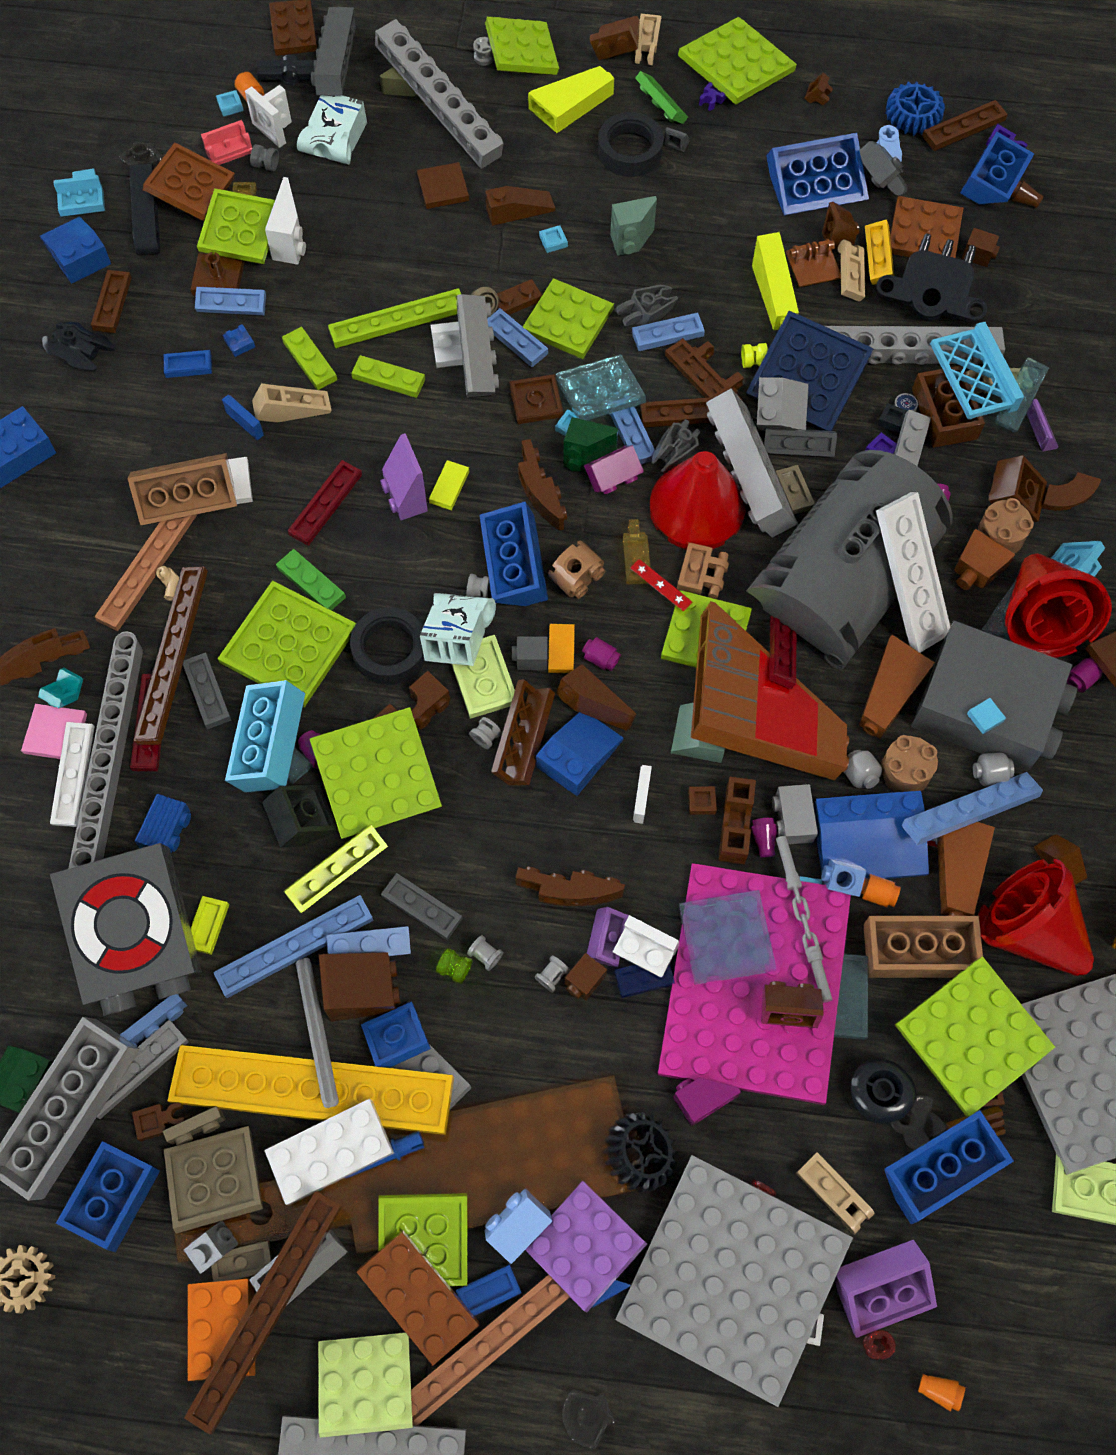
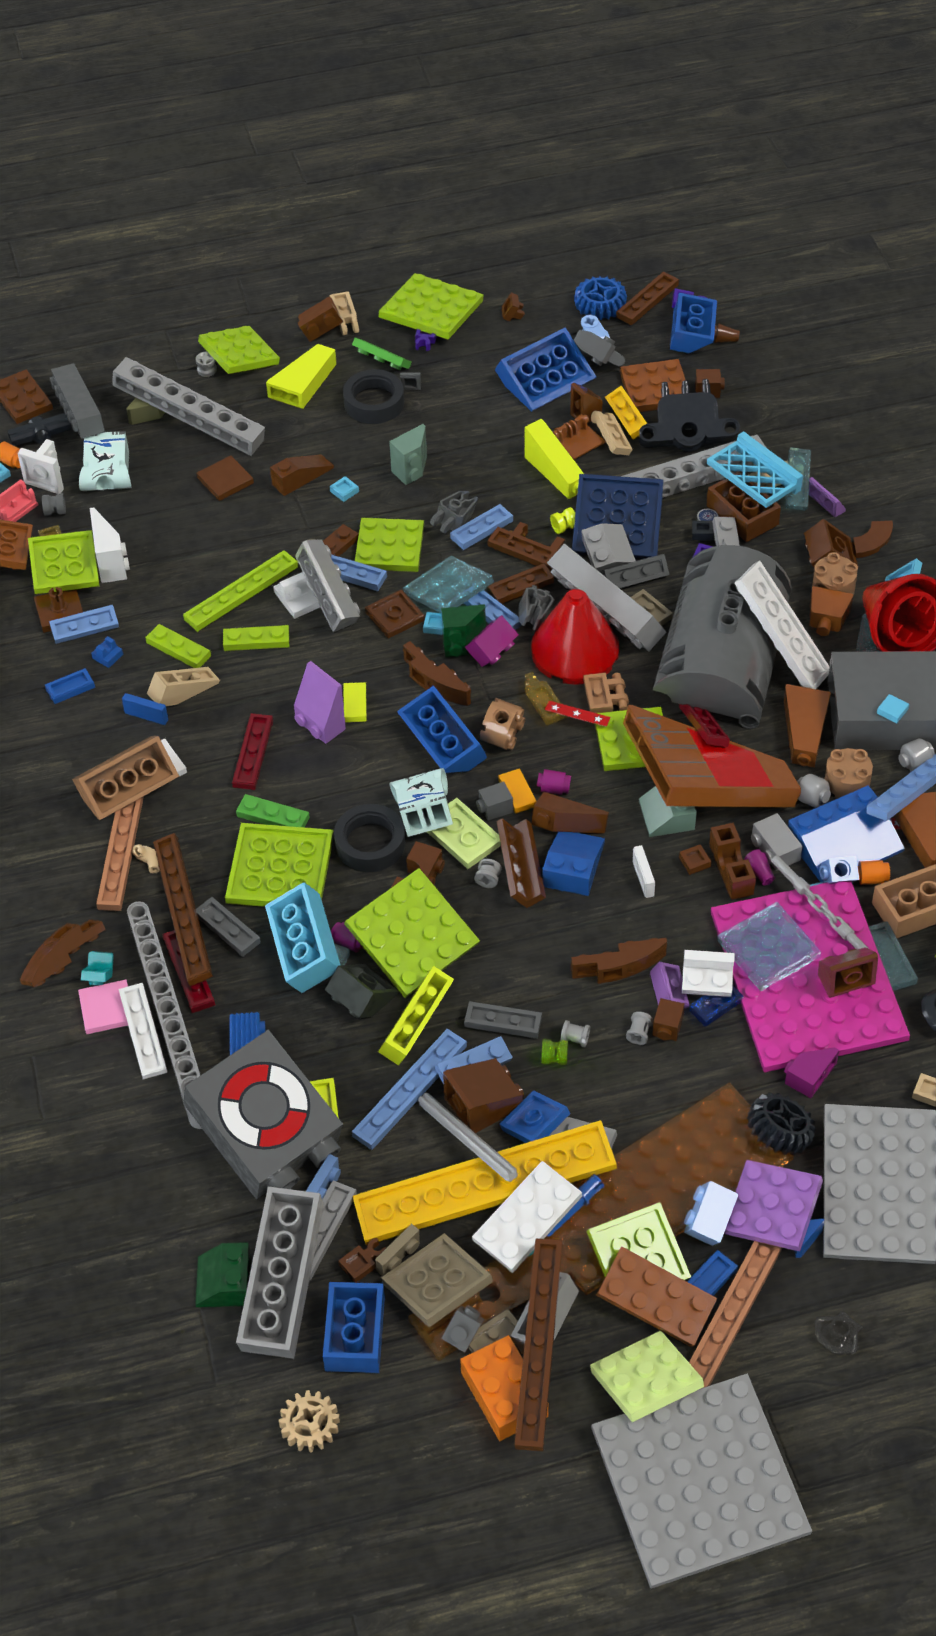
camera: 20 degrees left, 15 degrees down
(478, 586) = (422, 765): light grey wheel -> none

